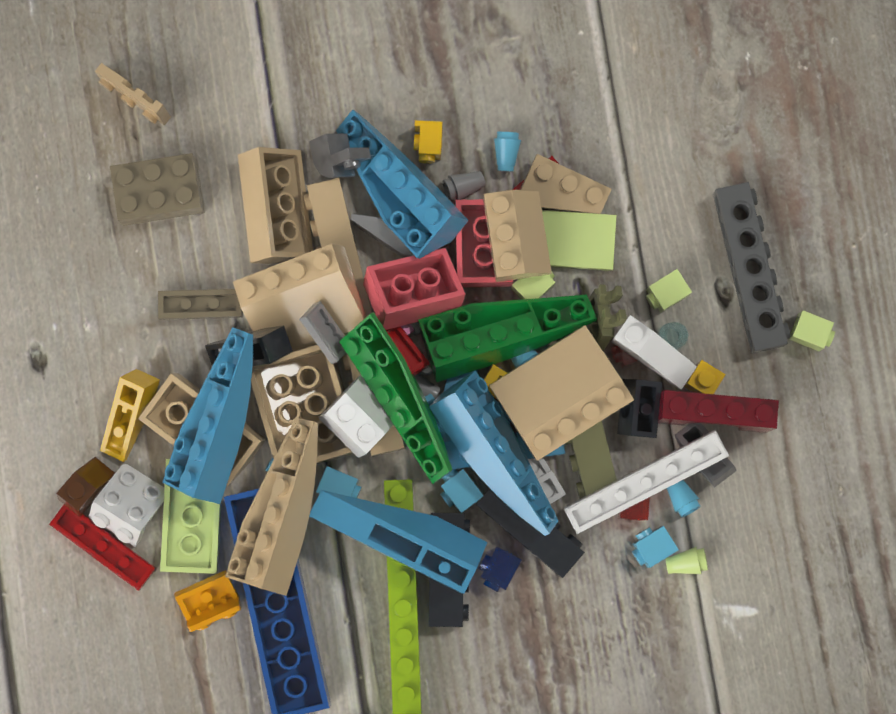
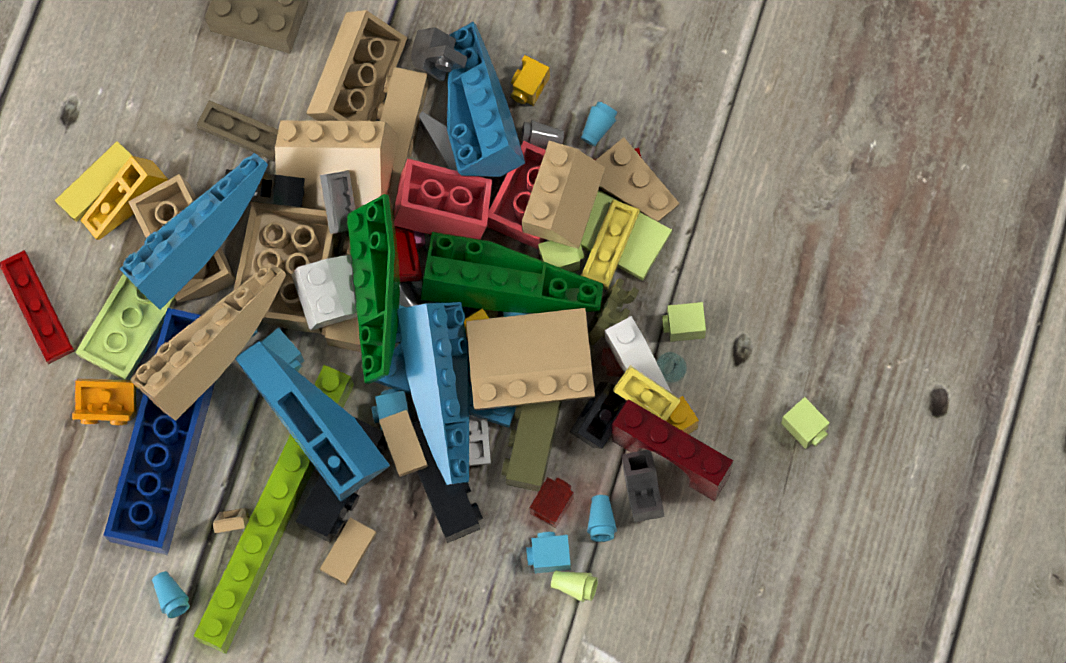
camera: 30 degrees right, 10 degrees down
(84, 486) = (48, 242): reddish brown slope -> none
(95, 410) = (89, 186): none -> light yellow tile
(127, 504) = (77, 278): white bracket -> none
(374, 653) = (231, 520): none -> tan tile
(482, 627) = (348, 551): none -> tan tile
(487, 515) = (403, 443): none -> tan tile
(499, 569) = (391, 503): clear blue brick -> none
(571, 253) = (610, 243): none -> light yellow tile
(646, 481) = (570, 482): white tile -> none
(675, 376) = (646, 393): none -> light yellow plate
(758, 337) = (786, 264): dark grey brick -> none

